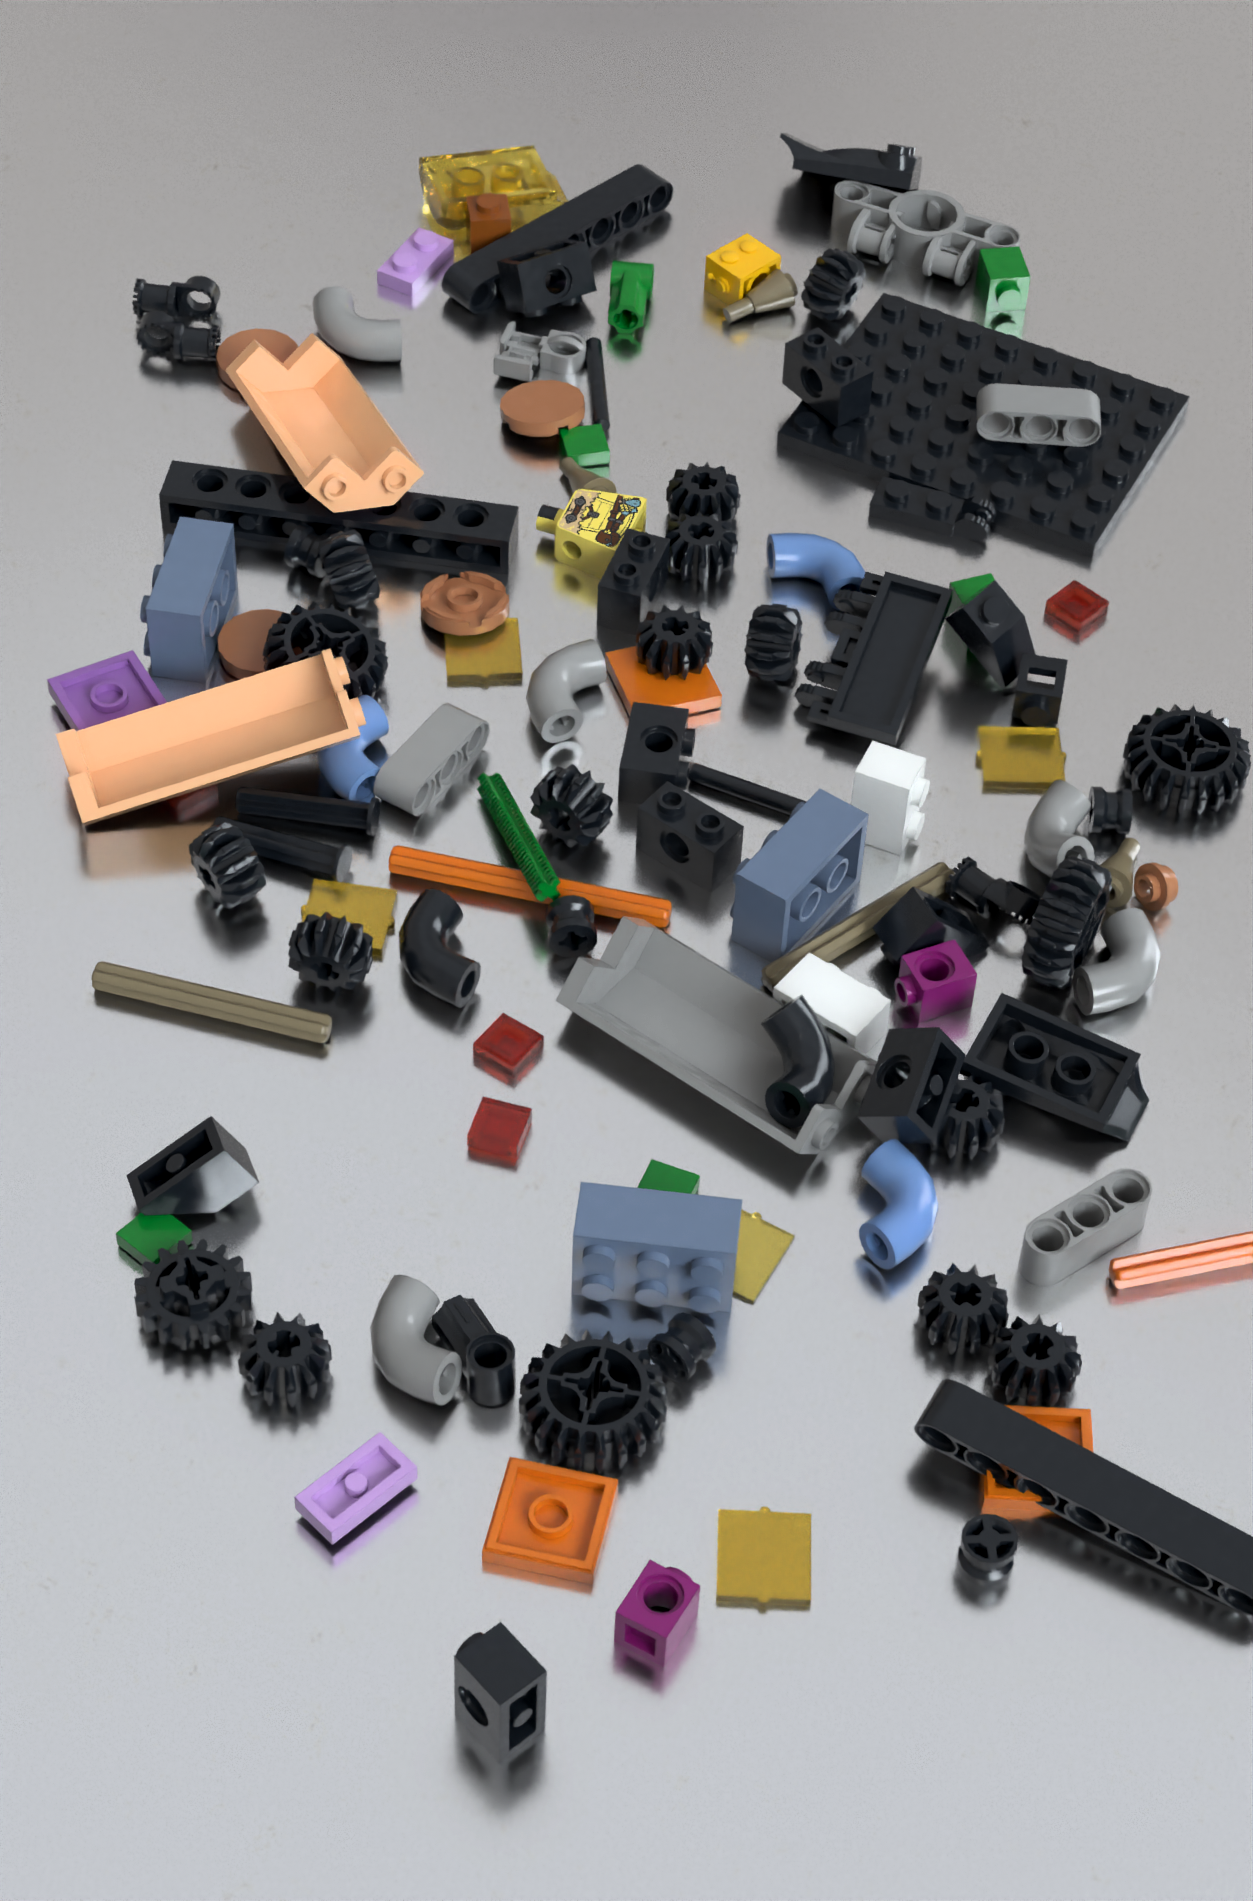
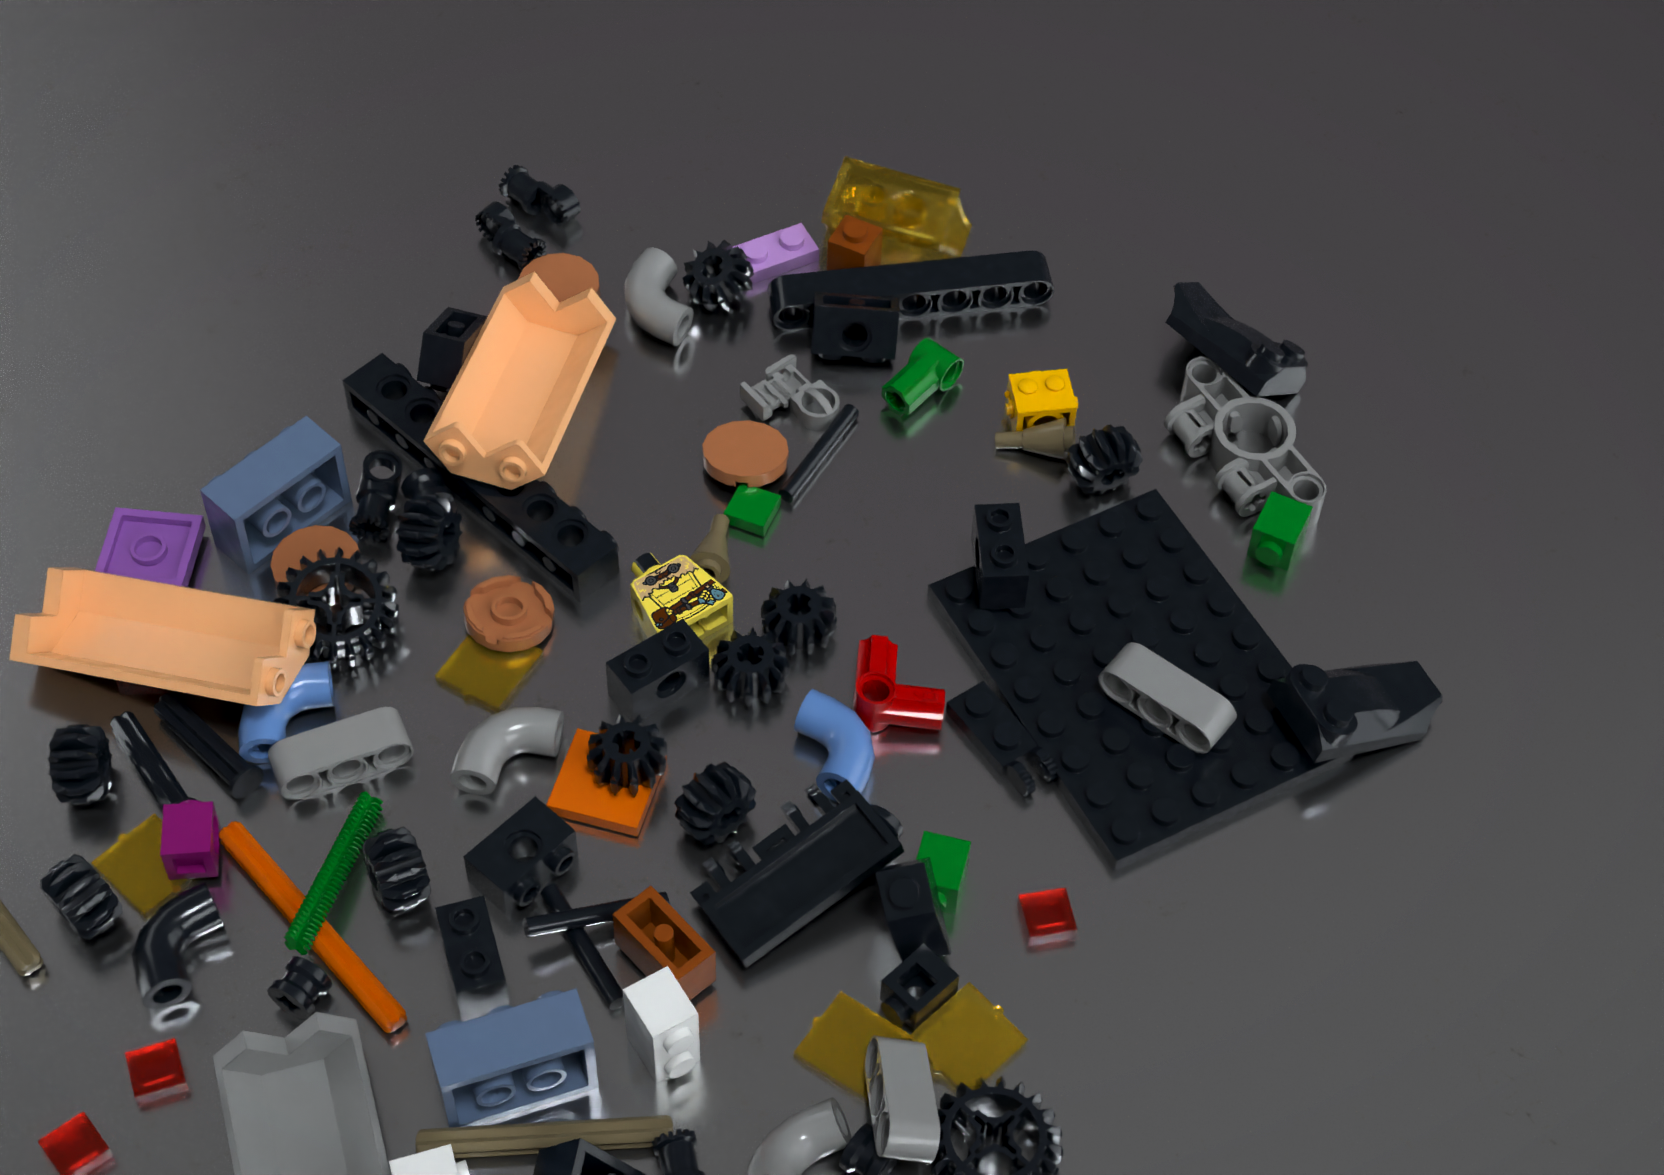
camera: 35 degrees right, 5 degrees up
(233, 431) = (447, 346): none -> black brick
(268, 570) = (376, 497): none -> black connector
(378, 871) = (190, 840): none -> magenta brick
(395, 289) = (718, 276): none -> black gear
(751, 764) = (574, 918): none -> black bar
(822, 514) = (883, 701): none -> red piece
(825, 749) = (659, 937): none -> dark orange brick
(1098, 709) = (968, 1038): none -> clear yellow piece
(1105, 755) = (902, 1099): none -> light grey beam
(1168, 365) = (1356, 706): none -> black slope

